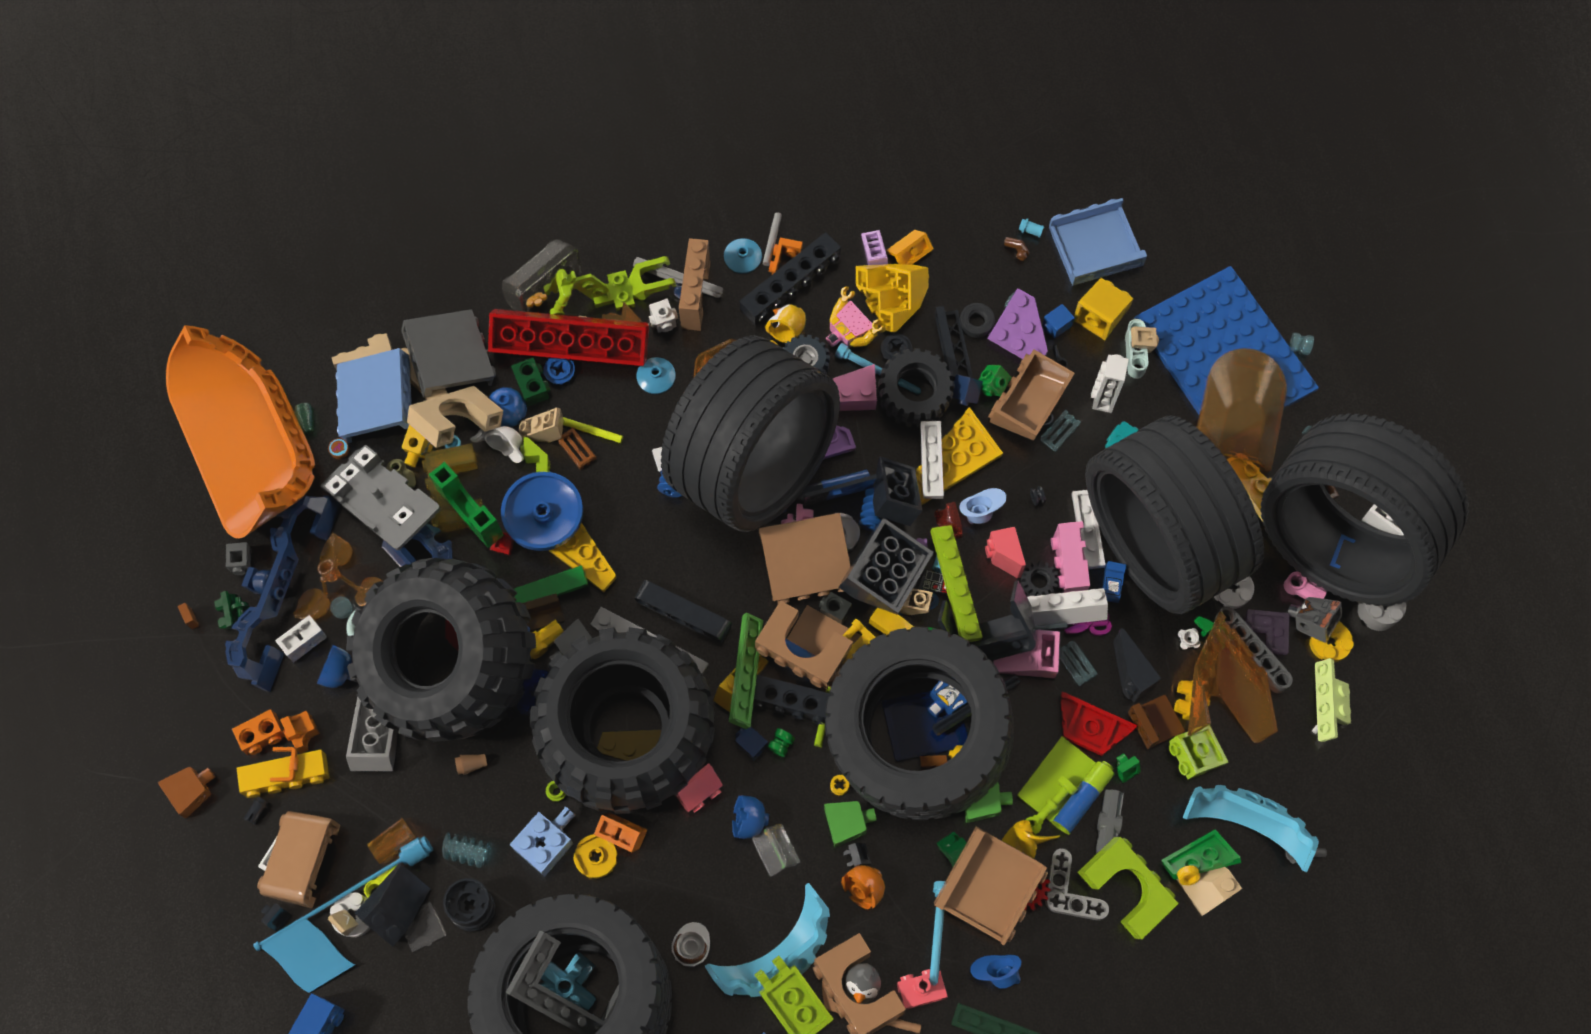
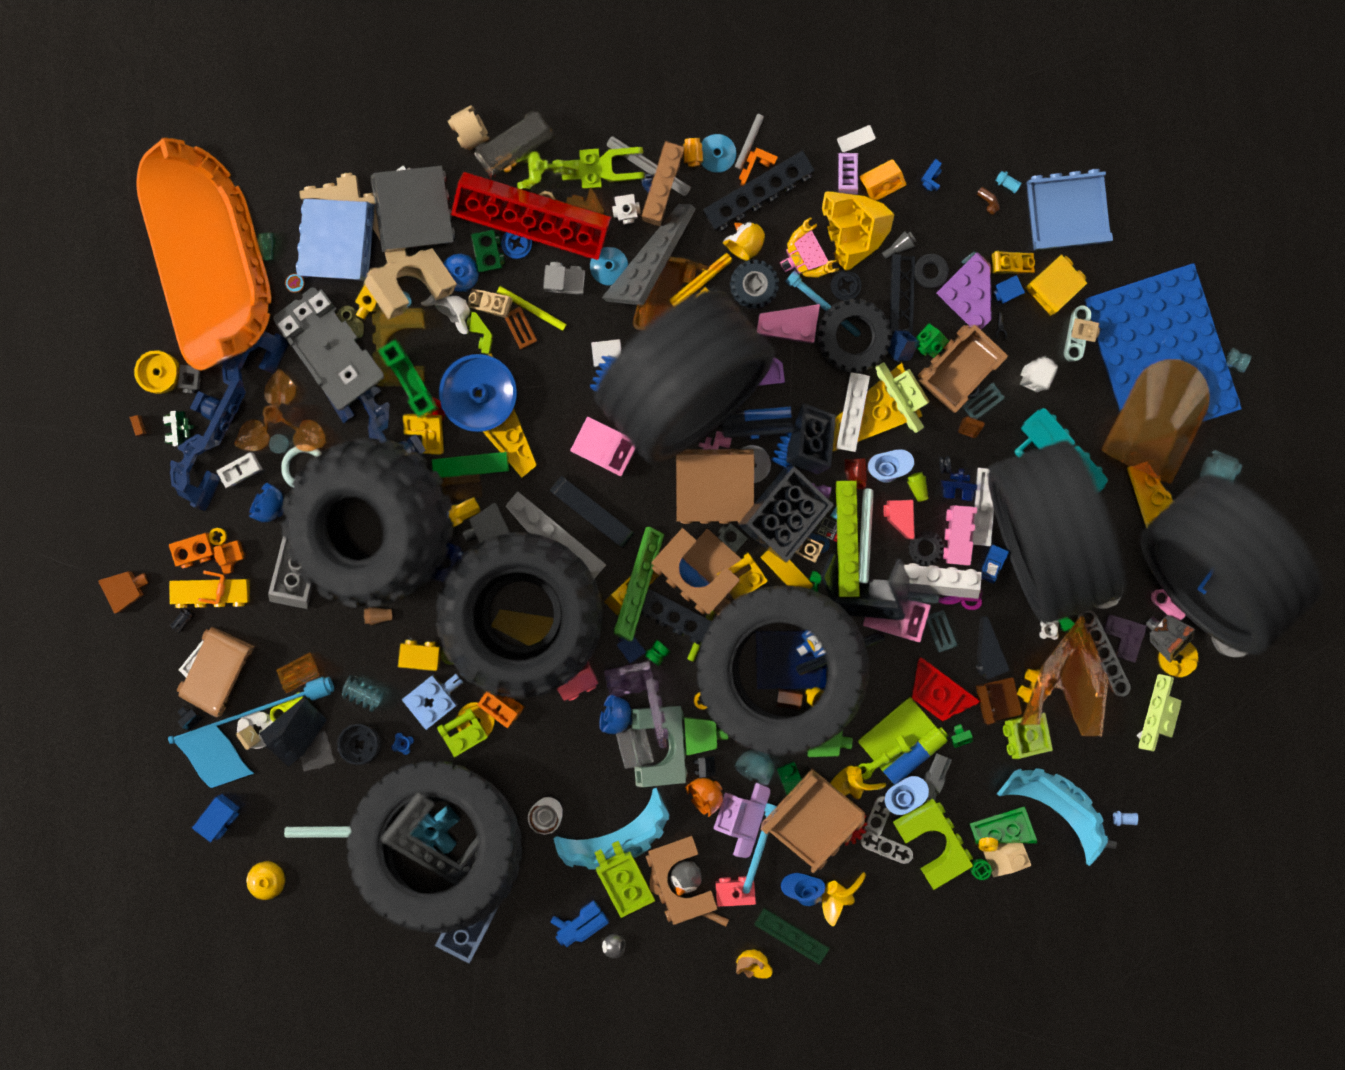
camera: 10 degrees right, 20 degrees up
(202, 557) = (148, 378): none -> yellow wheel
(279, 713) = (223, 538): none -> yellow bush
(433, 1019) = (311, 832): none -> light aqua axle
(492, 270) = (469, 127): none -> tan brick
(496, 558) = (429, 428): none -> yellow plate
(514, 893) = (397, 744): none -> blue plate
(523, 792) = (420, 656): none -> yellow brick
(588, 874) = (465, 738): none -> lime plate
(610, 393) = (564, 280): none -> light grey brick
(685, 543) = (603, 446): none -> bright pink slope
(696, 355) = (642, 273): none -> dark grey wing
(719, 256) = (693, 152): none -> light orange brick
(763, 773) = (635, 680): none -> clear purple bracket
(807, 812) = (672, 768): none -> sand green arch
(875, 219) = (856, 138): none -> white sticker
(911, 904) = (742, 818): none -> lavender plate
(913, 842) = (756, 766): none -> clear light blue cylinder
(945, 297) = (903, 243): none -> dark grey cone
(954, 237) = (932, 172): none -> blue bracket
(974, 579) = (865, 536): none -> light aqua axle
(982, 430) = (906, 393): none -> yellowish green bracket
(1015, 519) = (918, 486): none -> lime cone
(1035, 972) = (836, 897): none -> yellow piece
(1052, 294) = (1012, 263): none -> yellow slope
(1054, 451) = (970, 427): none -> reddish brown slope
(1056, 510) = (967, 489): none -> clear blue hips
(1085, 839) = (906, 795): none -> light blue piece
(1185, 911) = (979, 866): none -> green wheel
(1328, 820) = (1125, 818): none -> light blue pin

